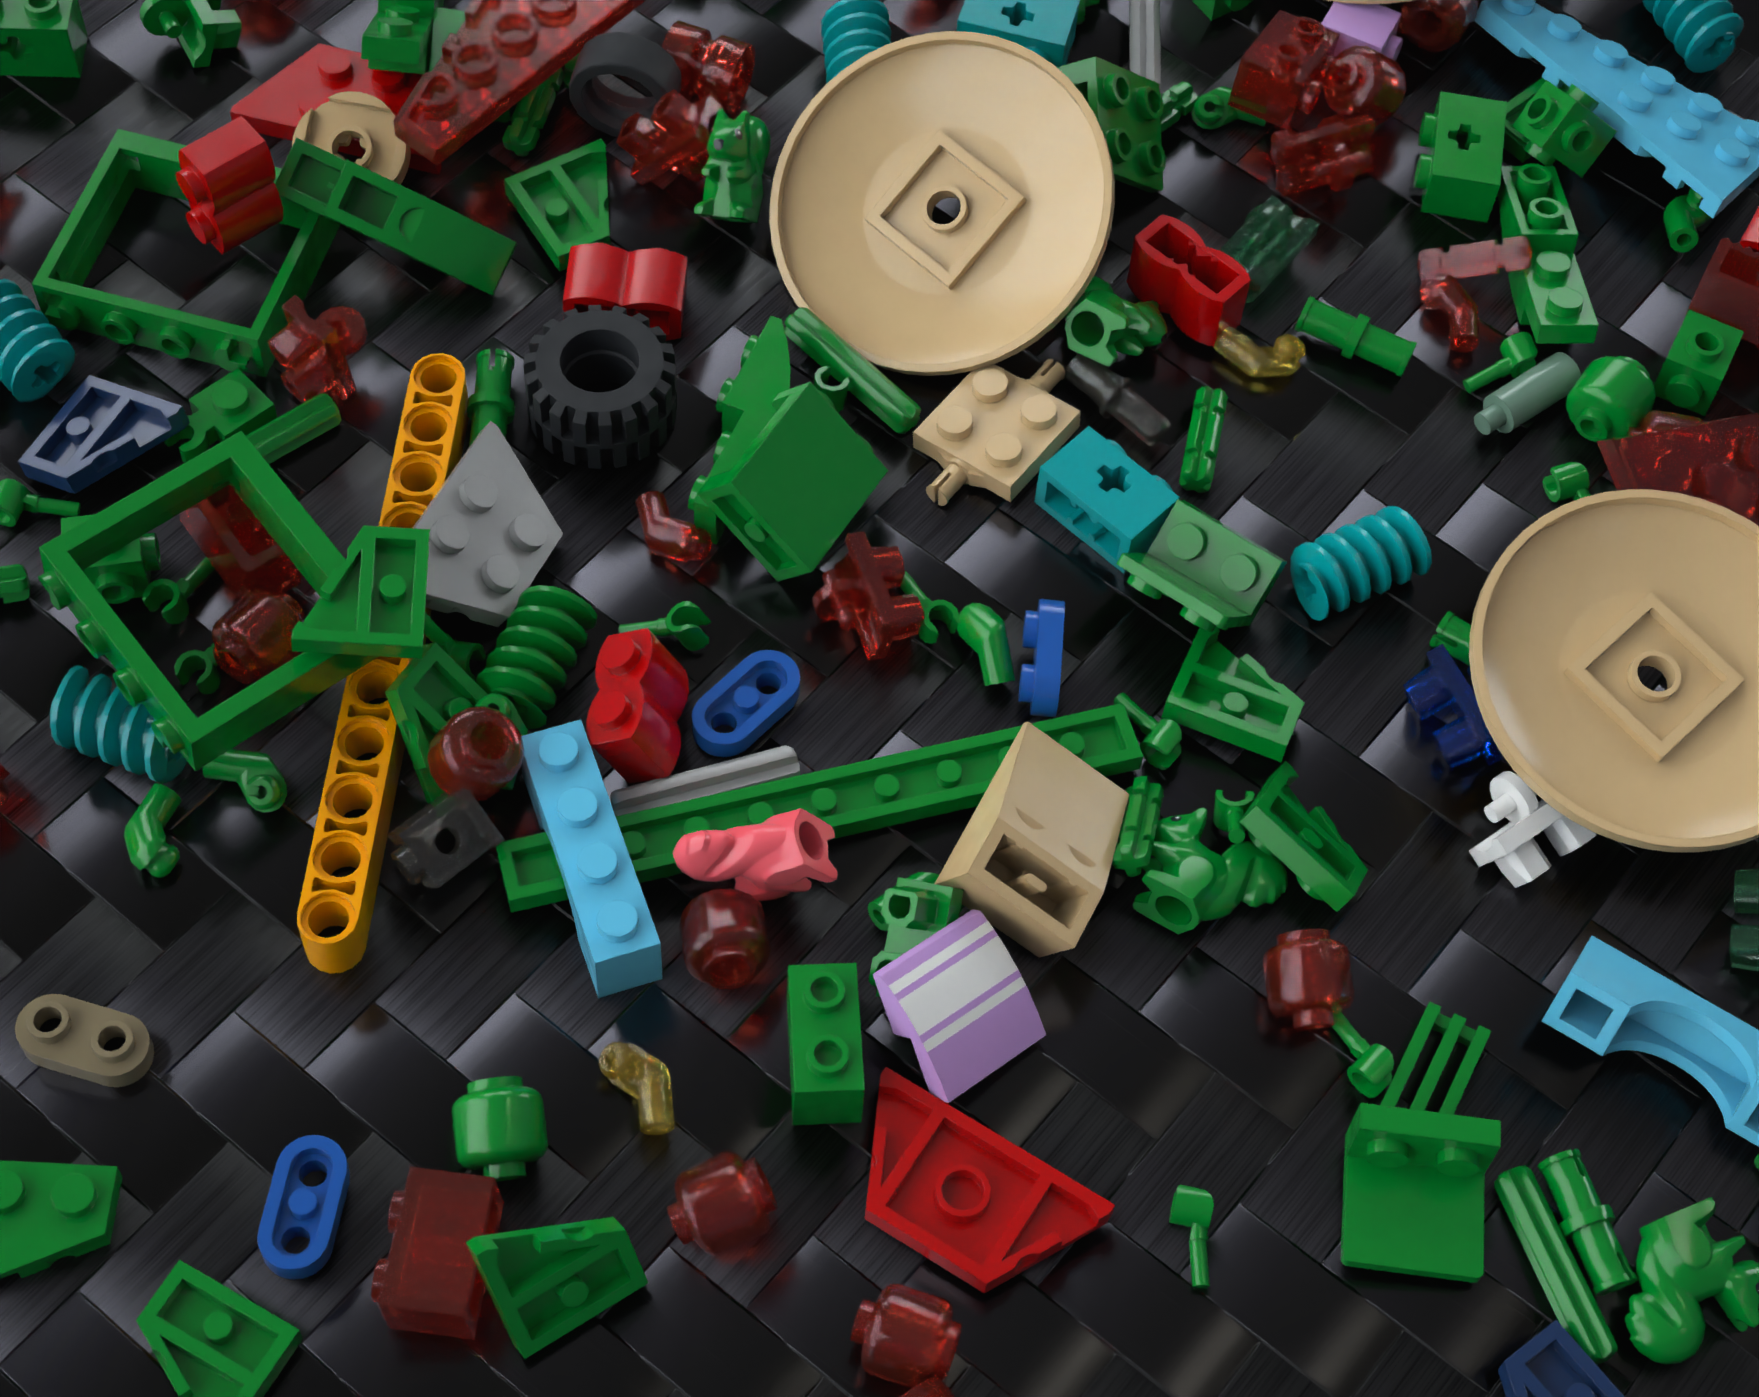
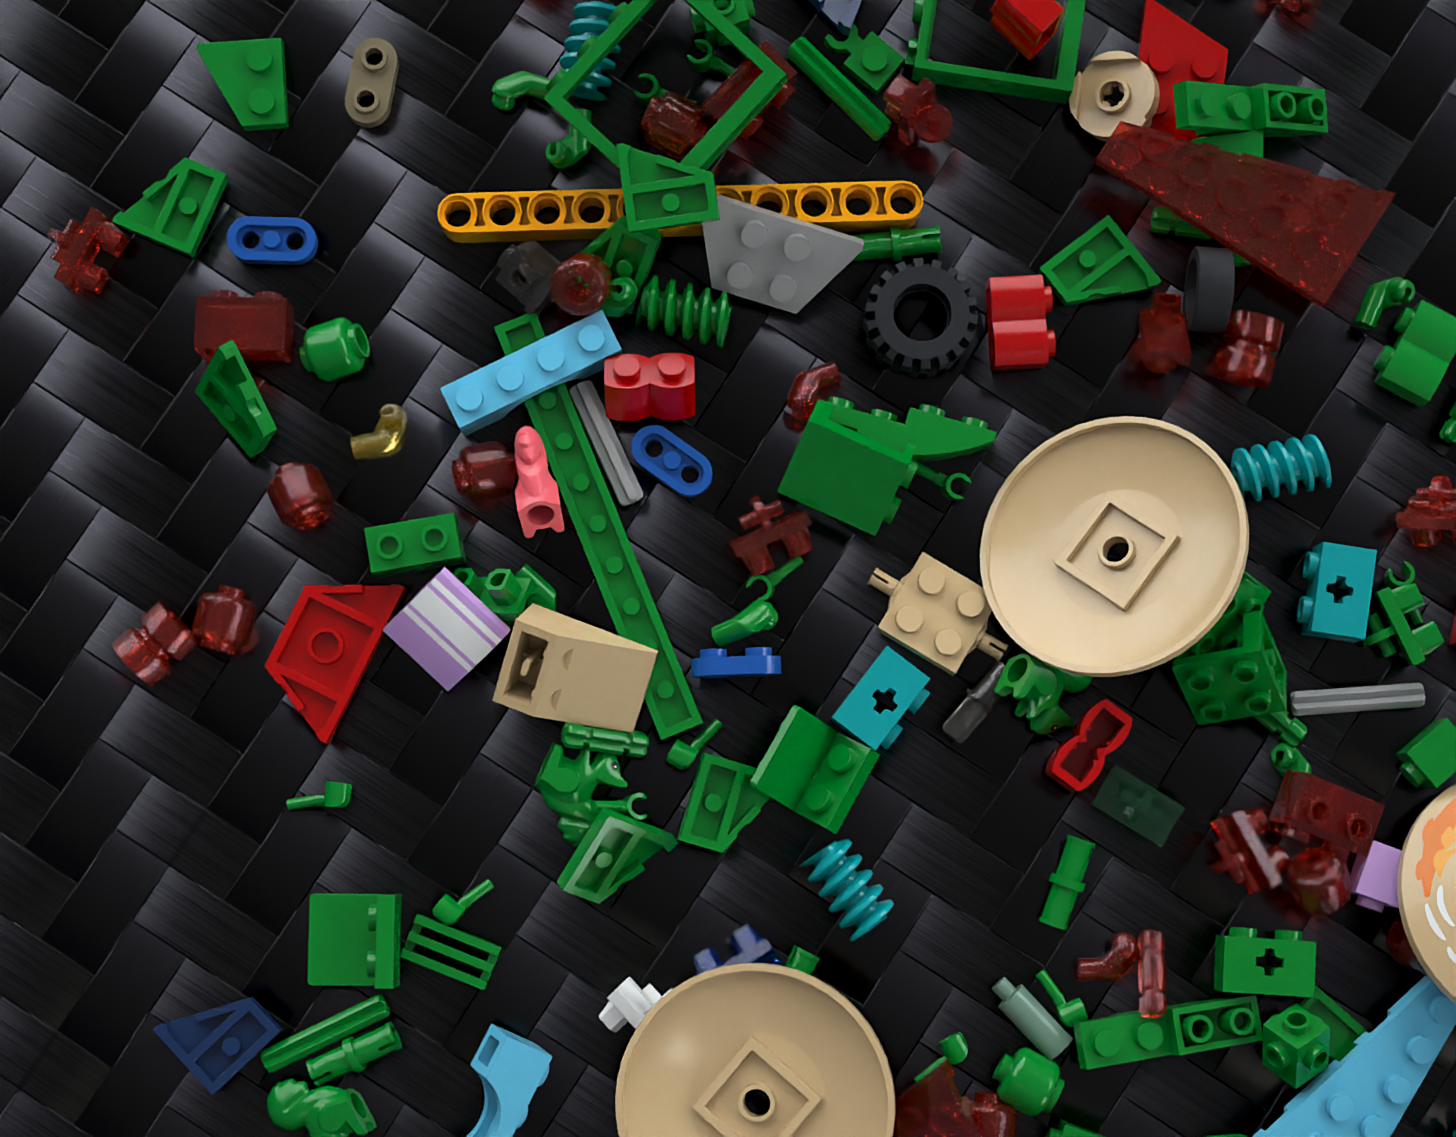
camera: 85 degrees right, 25 degrees up
(395, 216) = (1037, 140): green slope -> none
(459, 651) = (684, 255): green hand -> none
(681, 621) = (729, 403): green hand -> none
(735, 168) = (1143, 386): green animal -> none
(865, 379) = (976, 500): green axle -> none
(1203, 439) = (953, 769): green axle -> none
(1261, 361) = (1036, 812): clear yellow arm -> none
(1308, 978) = (504, 863): clear red head -> none

